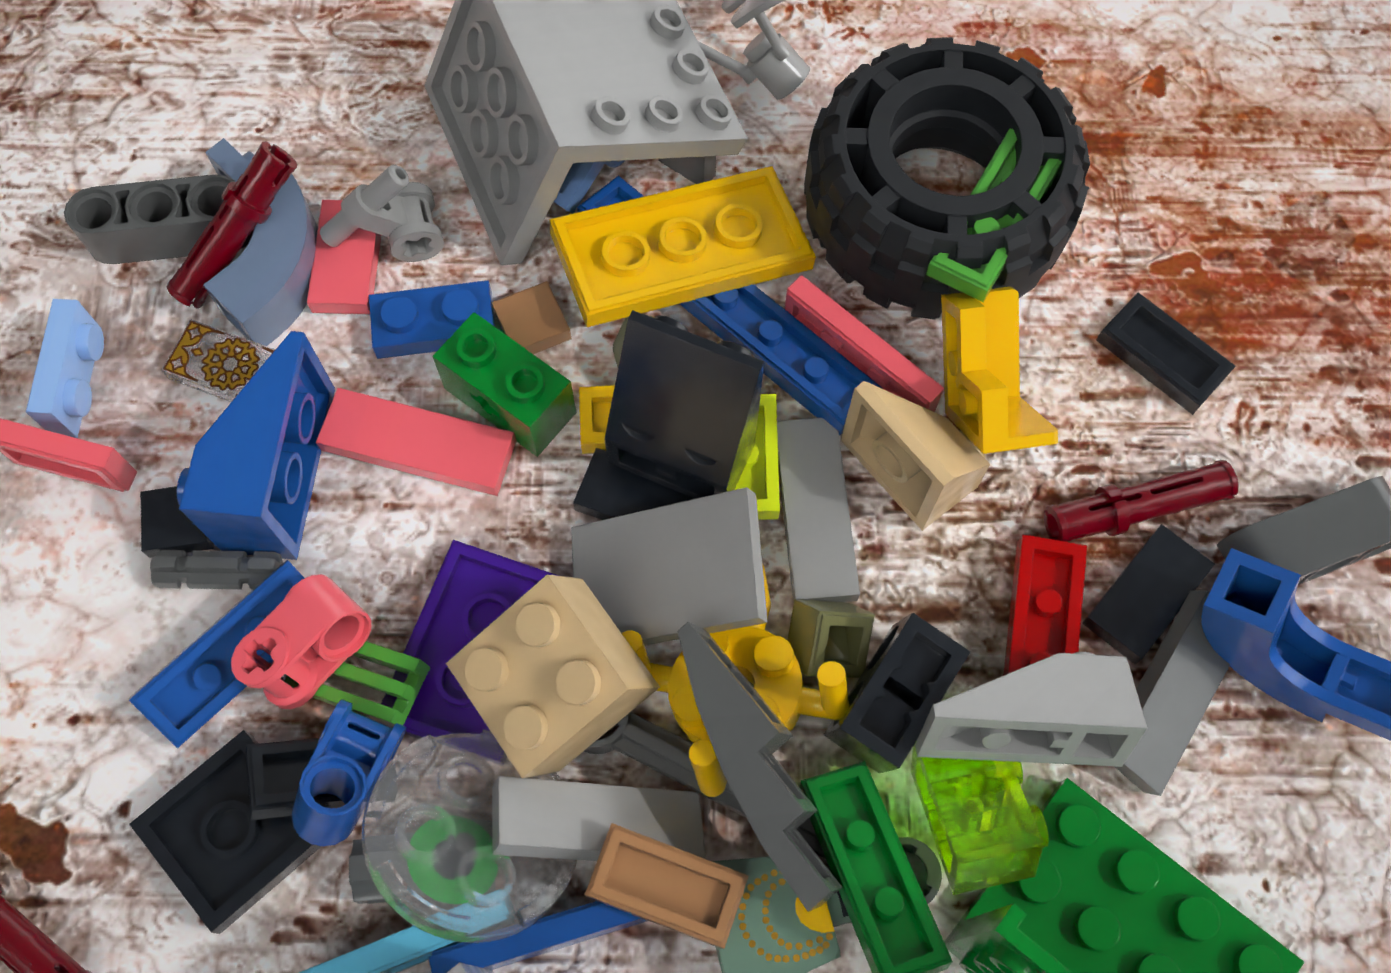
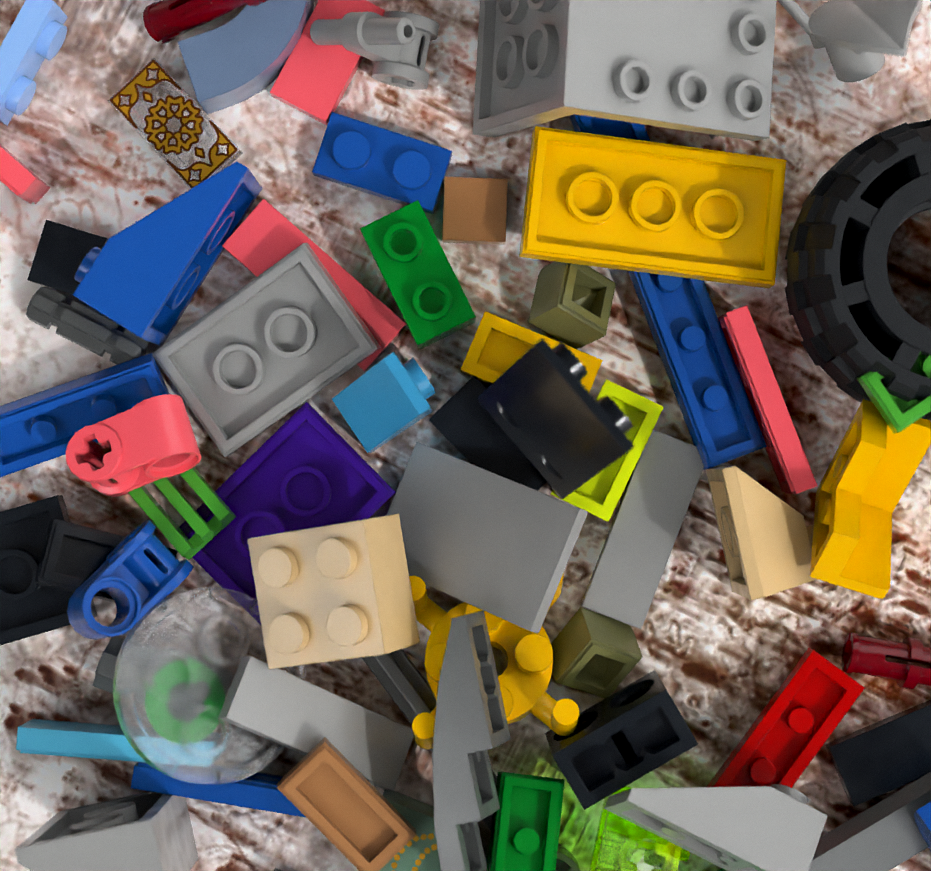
camera: 25 degrees right, 20 degrees up
(395, 510) = (266, 349): none -> light grey tile
(524, 492) = (385, 401): none -> dark azure slope

